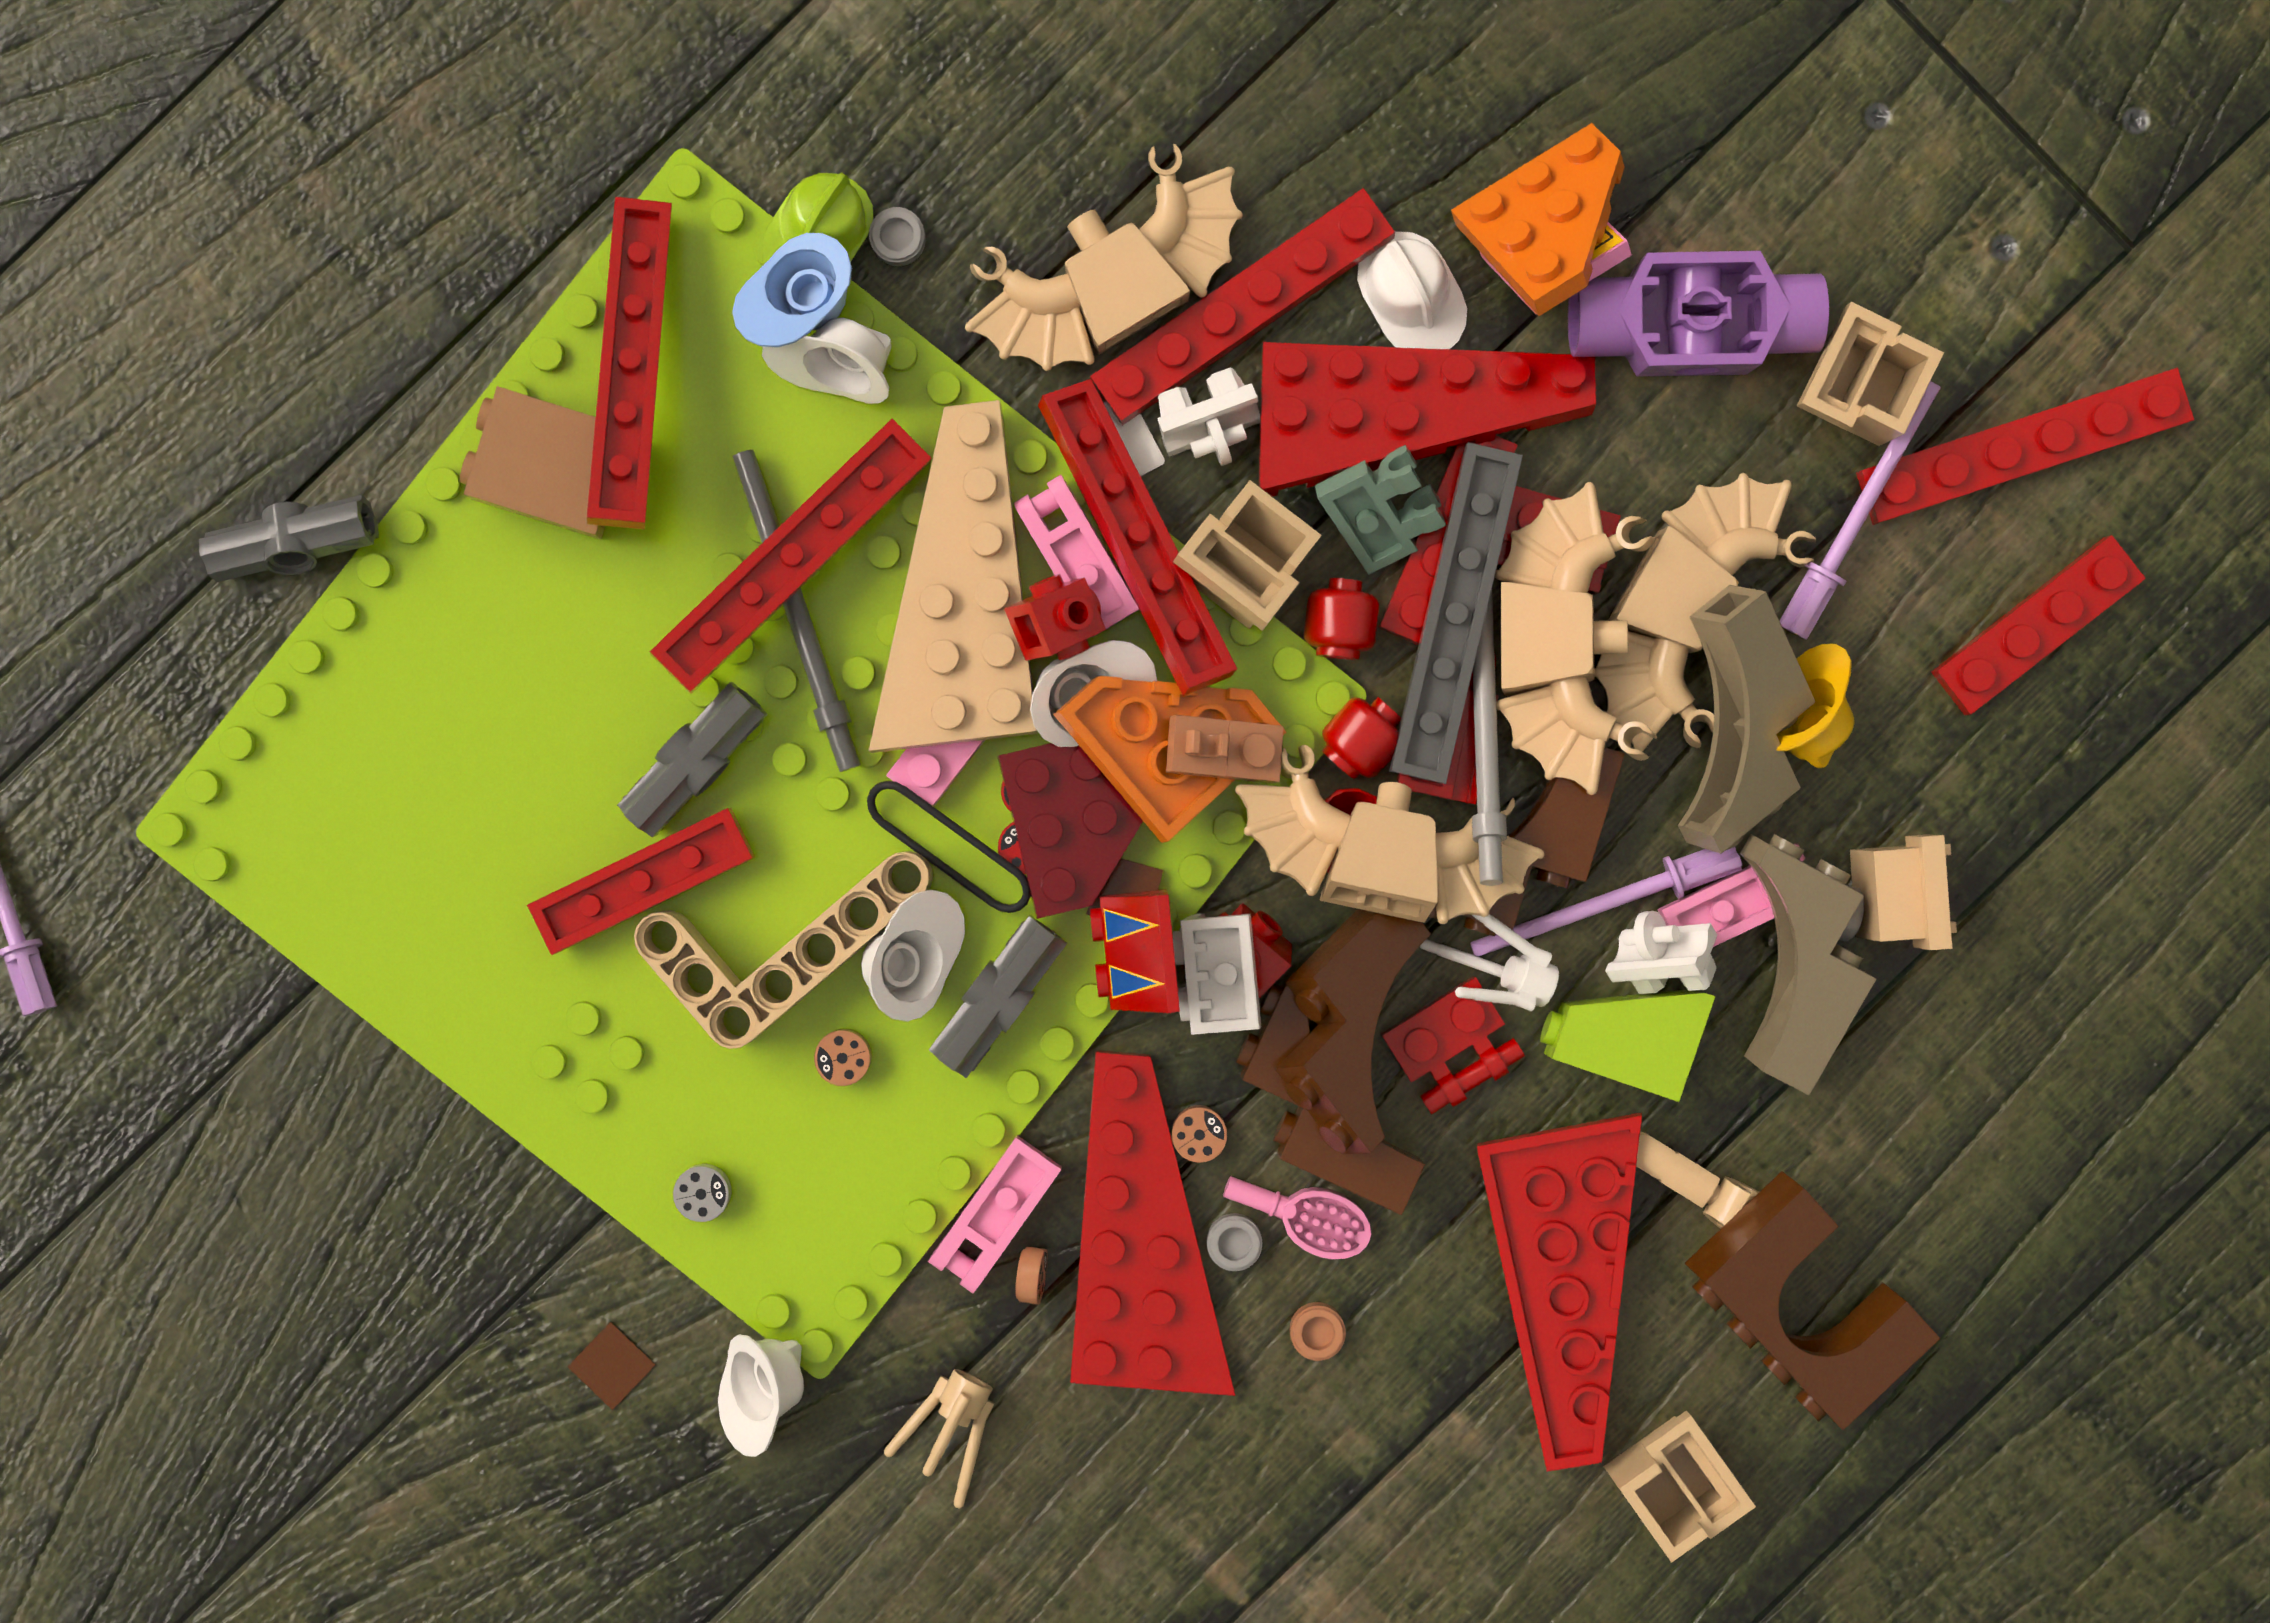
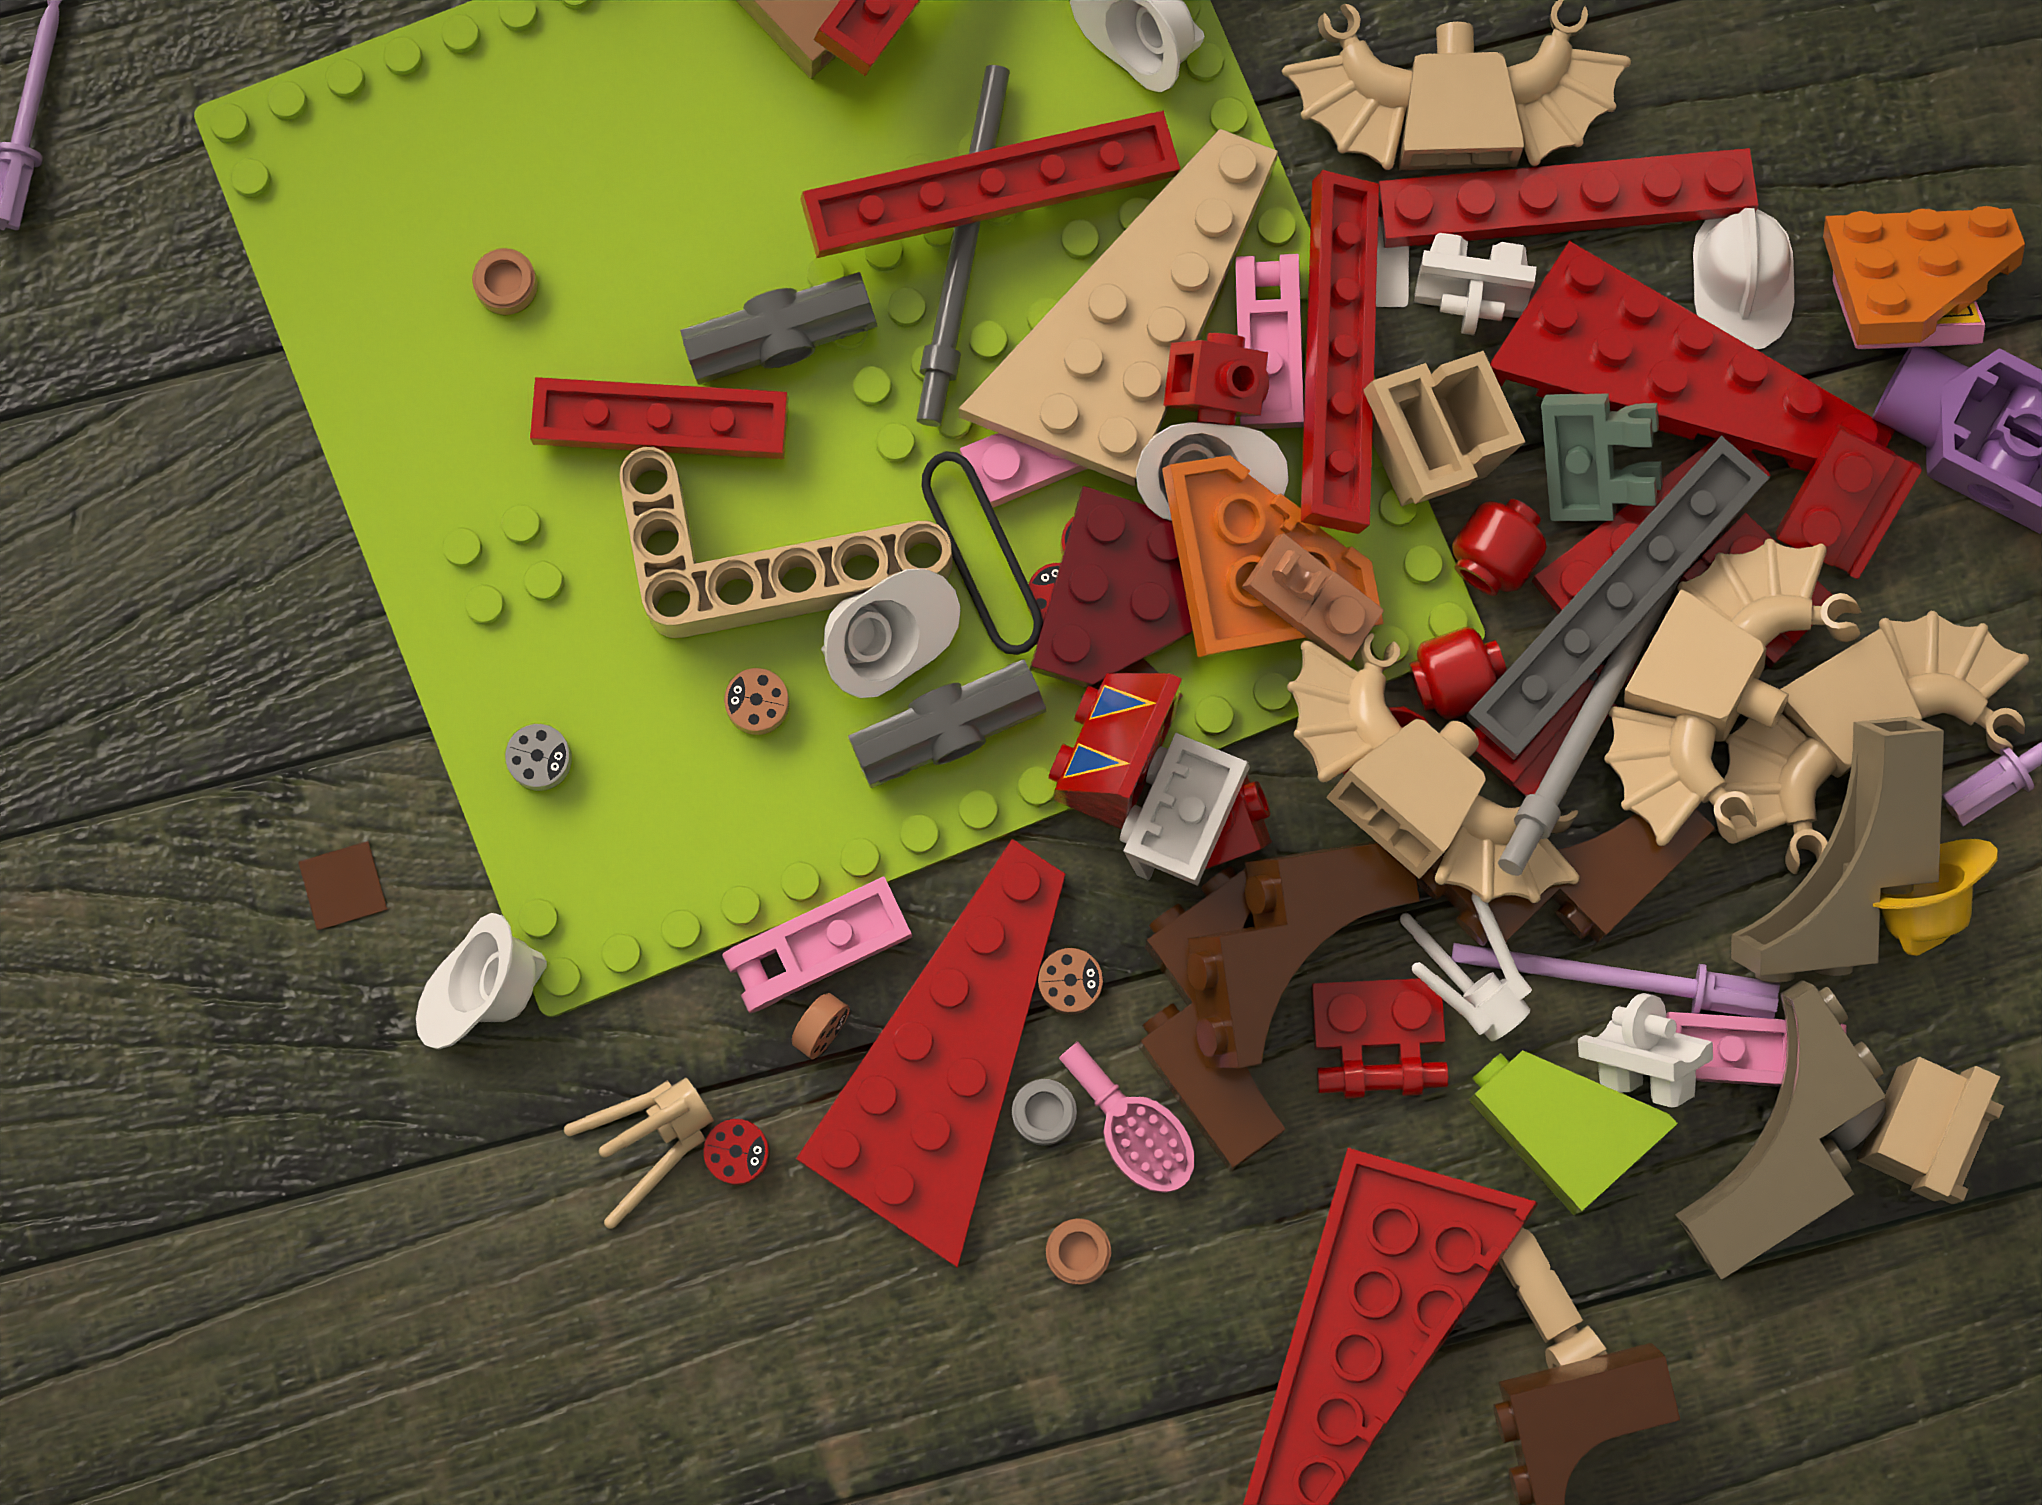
camera: 25 degrees right, 10 degrees down
(458, 837) = (505, 281): none -> nougat tile
(1022, 1400) = (736, 1152): none -> red tile
(1590, 435) = (1848, 500): none -> red plate

